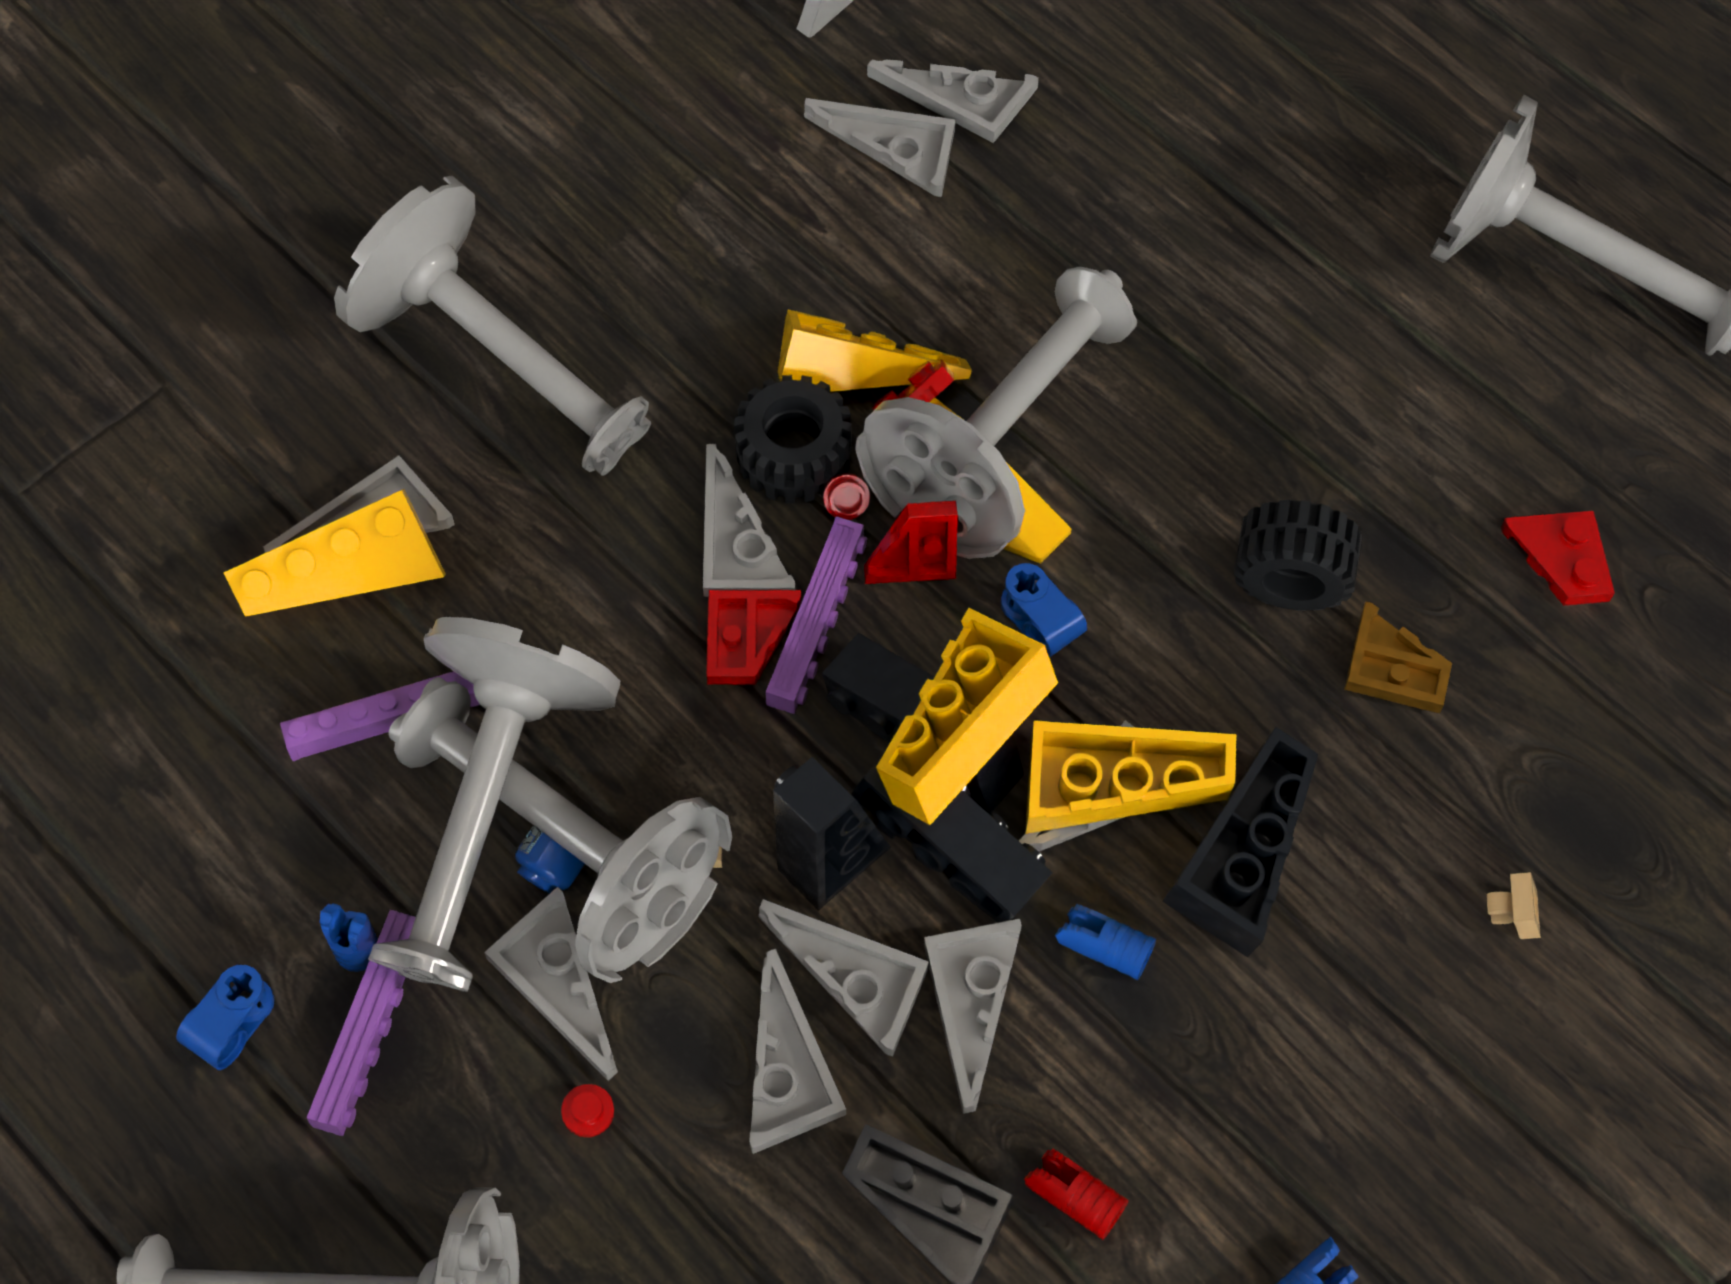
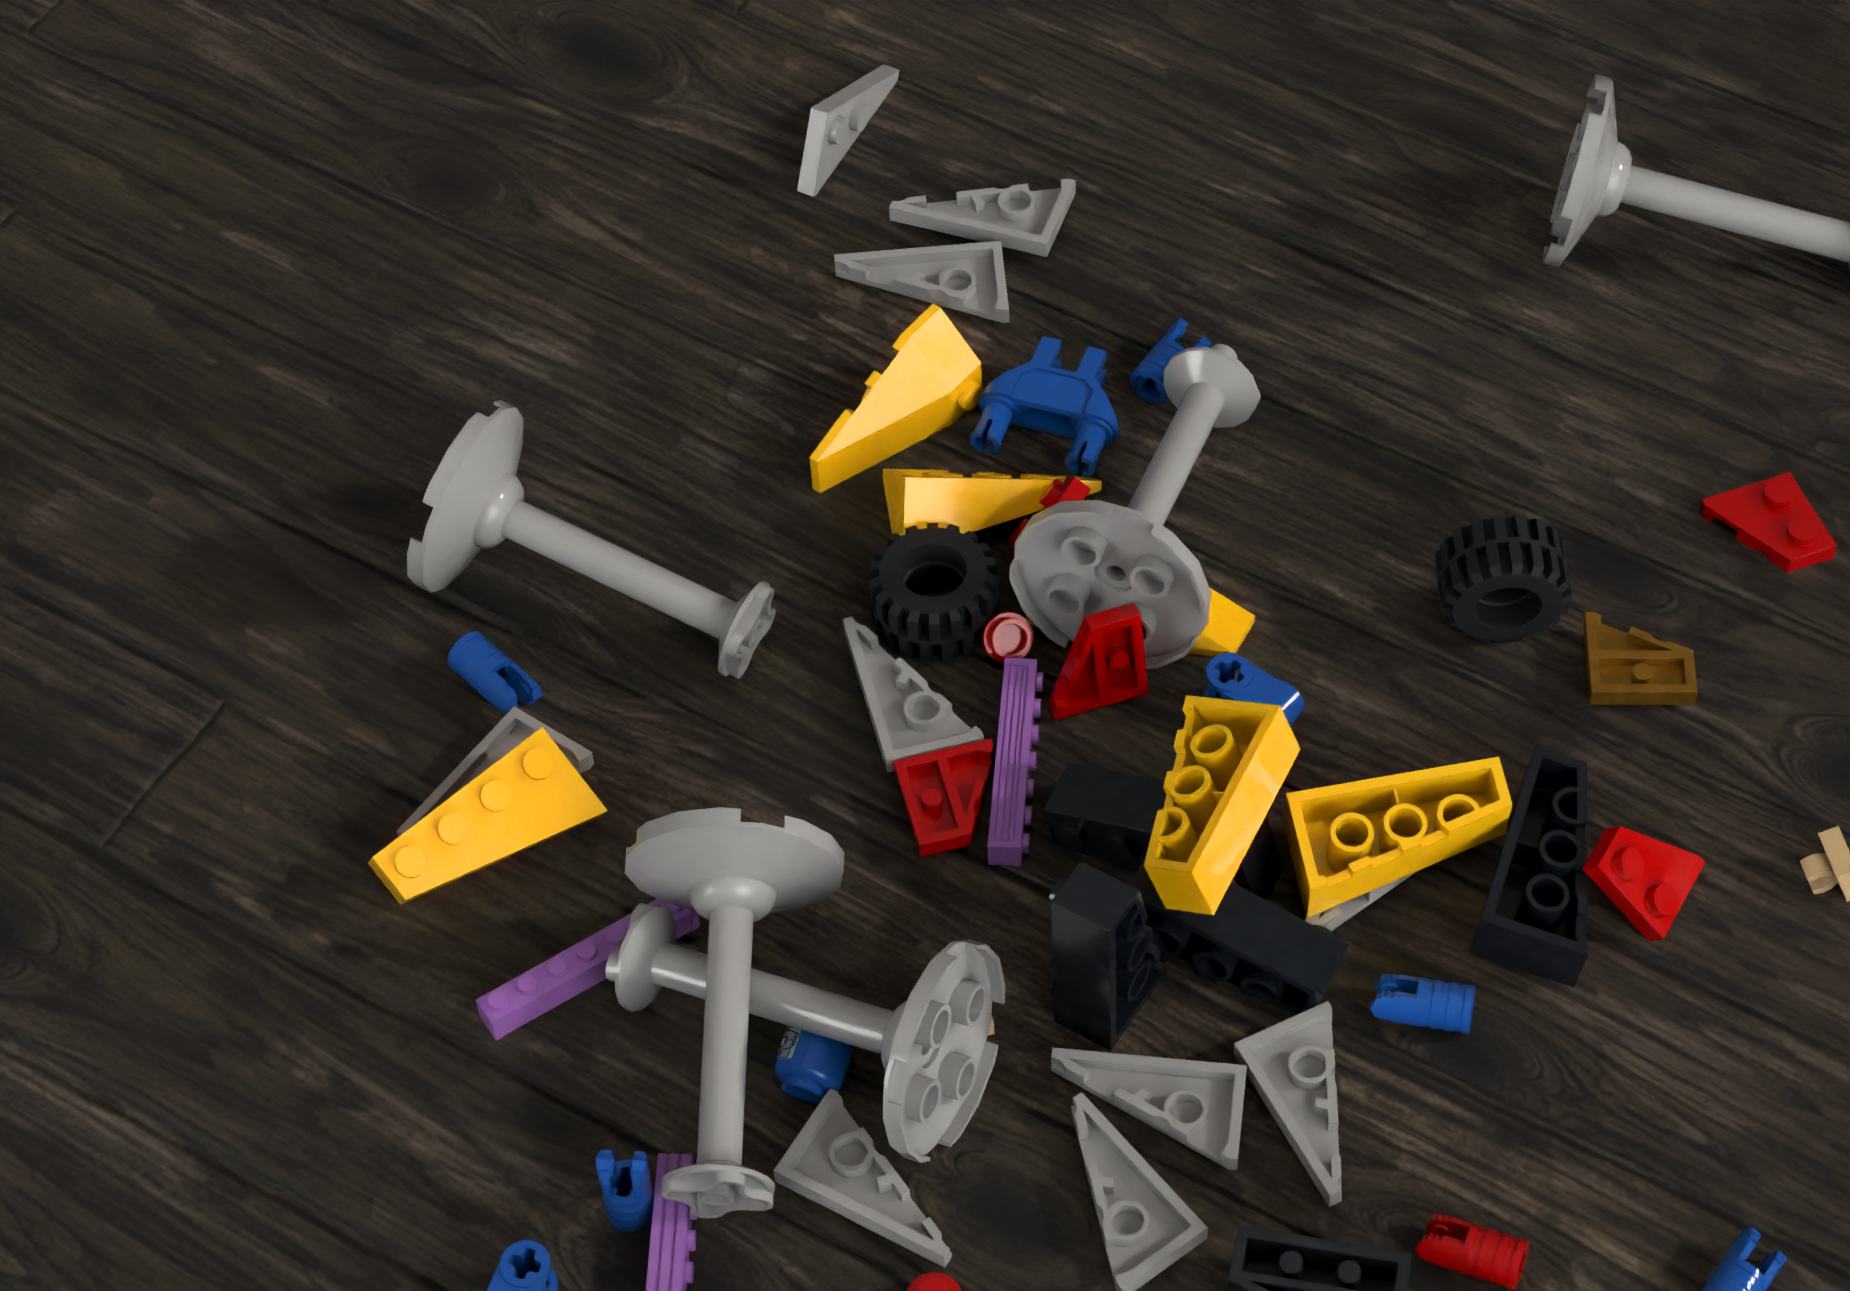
camera: 10 degrees left, 10 degrees down
(391, 417) = (492, 672): none -> blue hinge
(834, 249) = (914, 398): none -> yellow wedge
(954, 282) = (1051, 401): none -> blue connector
(1044, 278) = (1149, 374): none -> blue hinge
(1338, 875) = (1643, 878): none -> red wing

